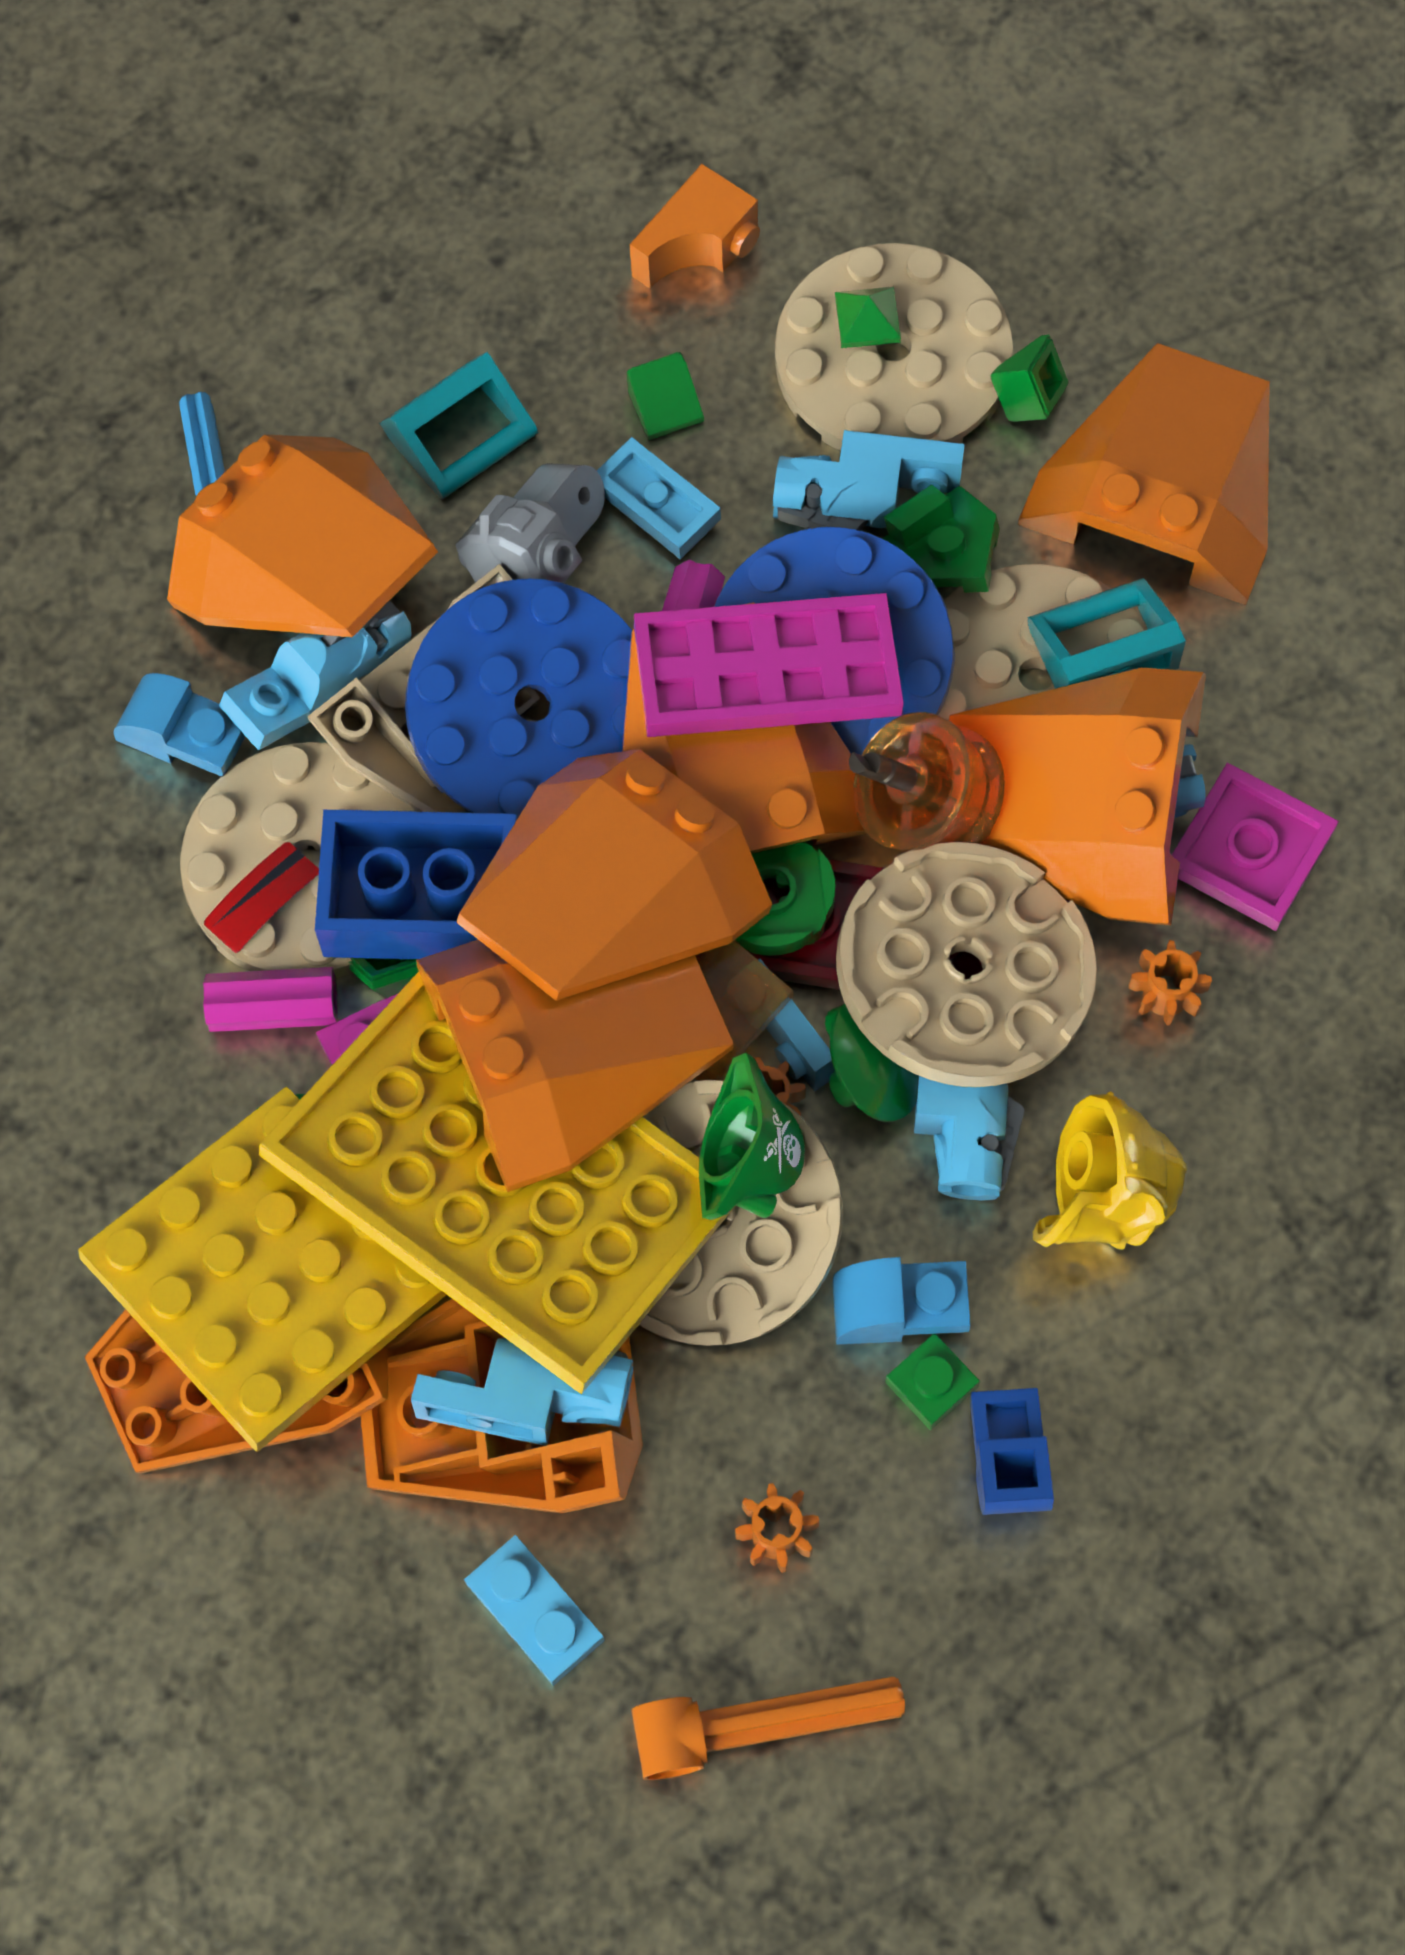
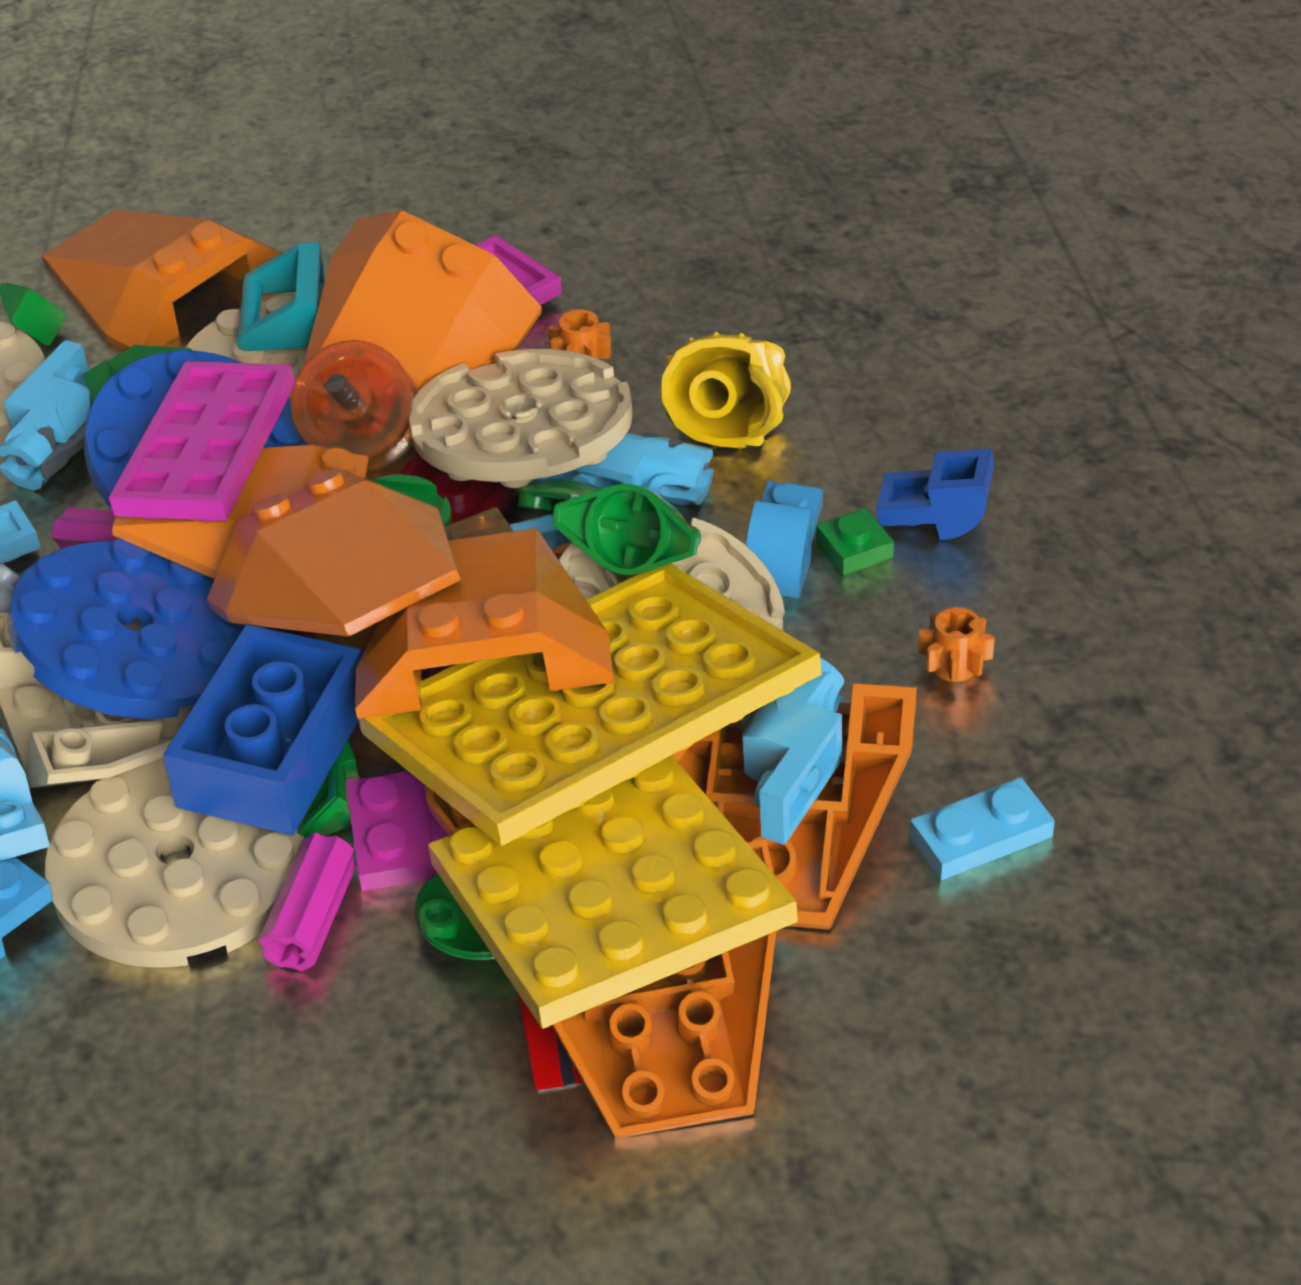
camera: 75 degrees left, 25 degrees down
(260, 896) = (203, 880): red sticker -> none
(677, 1736) = (1123, 737): orange axle -> none

